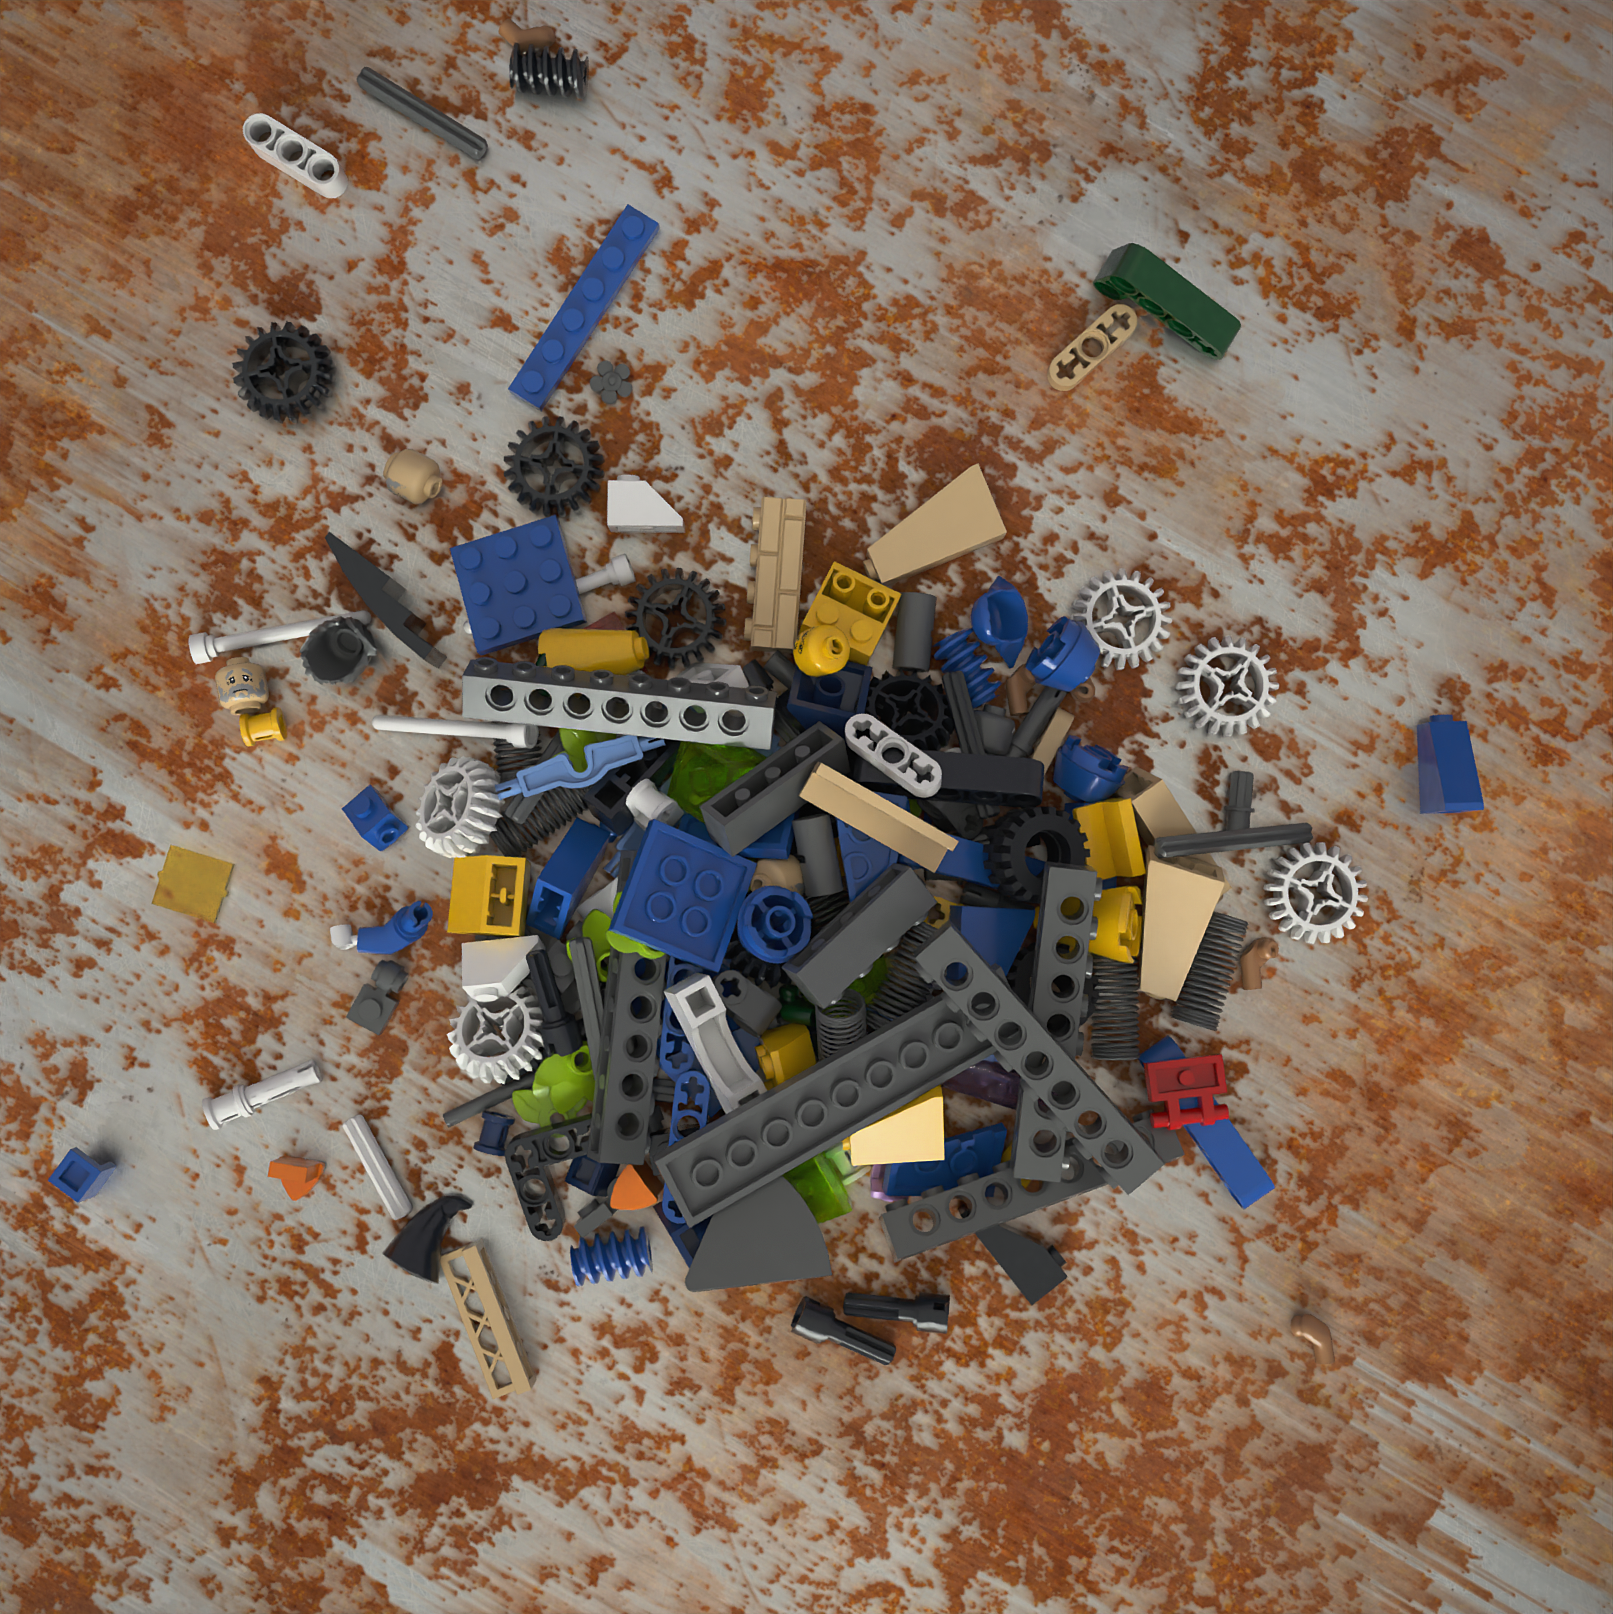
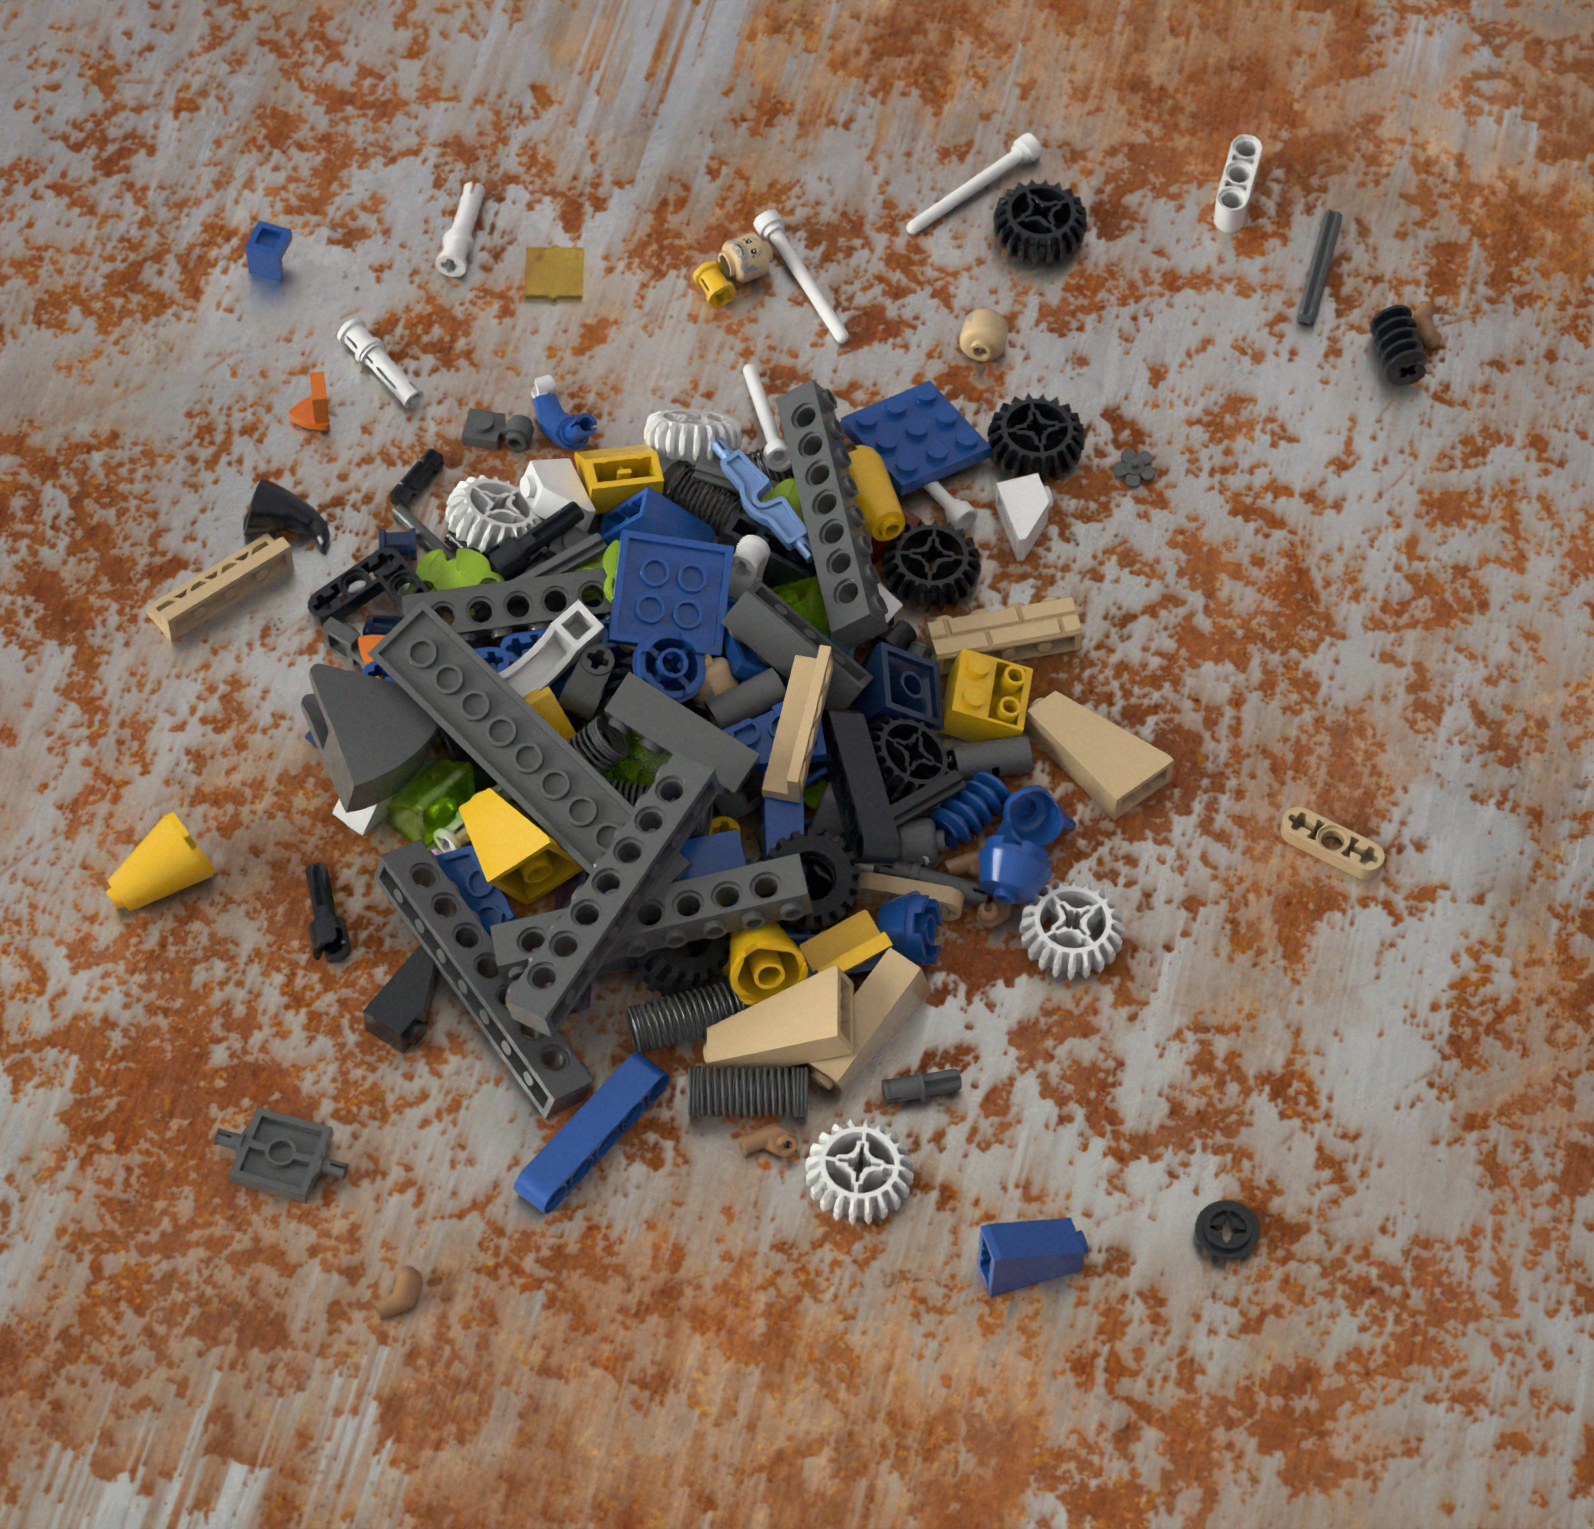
camera: 75 degrees right, 30 degrees down
(124, 972) = (458, 240): none -> white pin
(184, 356) = (1025, 150): none -> white piece
(338, 650) = (803, 313): dark grey hair -> none
(374, 818) = (658, 384): blue bracket -> none
(377, 1167) = (339, 466): white axle -> none
(382, 597) = (863, 332): black slope -> none
(414, 1092) = (416, 478): none -> black axle
(584, 307) = (1195, 429): blue plate -> none
(611, 1256) = (301, 648): blue piece -> none
(809, 1453) = (159, 866): none -> yellow cone
(818, 1322) = (291, 846): black piece -> none
(821, 650) = (952, 658): yellow head -> none
(921, 764) = (860, 713): white beam -> none
(1147, 1411) = (281, 1154): none -> dark grey plate
(1168, 297) = (1402, 887): dark green beam -> none
(1185, 1079) = (631, 1079): red plate -> none
(1232, 840) = (885, 1063): dark grey axle -> none
(1242, 695) = (1056, 1053): white gear -> none
(1475, 579) = (1241, 1221): none -> black gear

